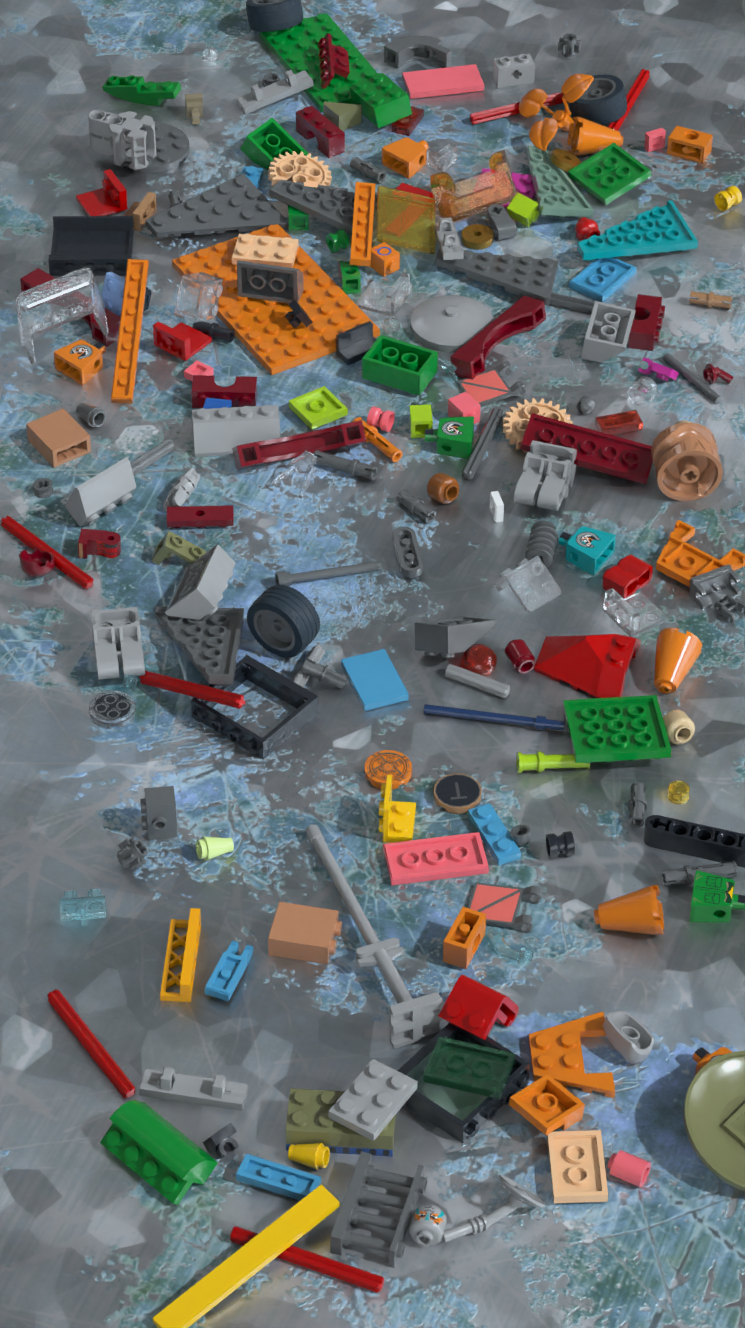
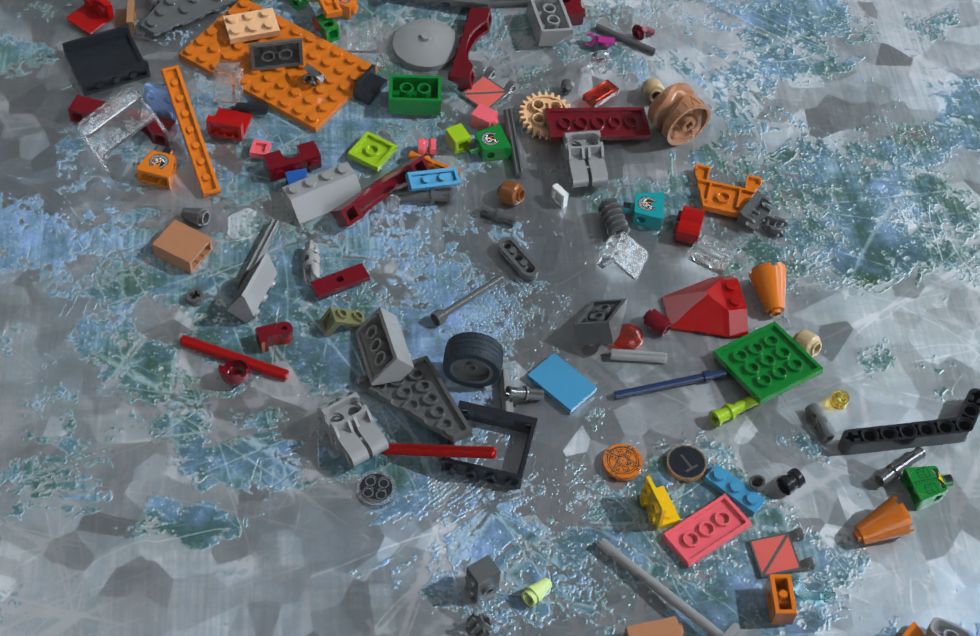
camera: 30 degrees left, 10 degrees up
(361, 448) = (432, 179): none -> dark azure plate

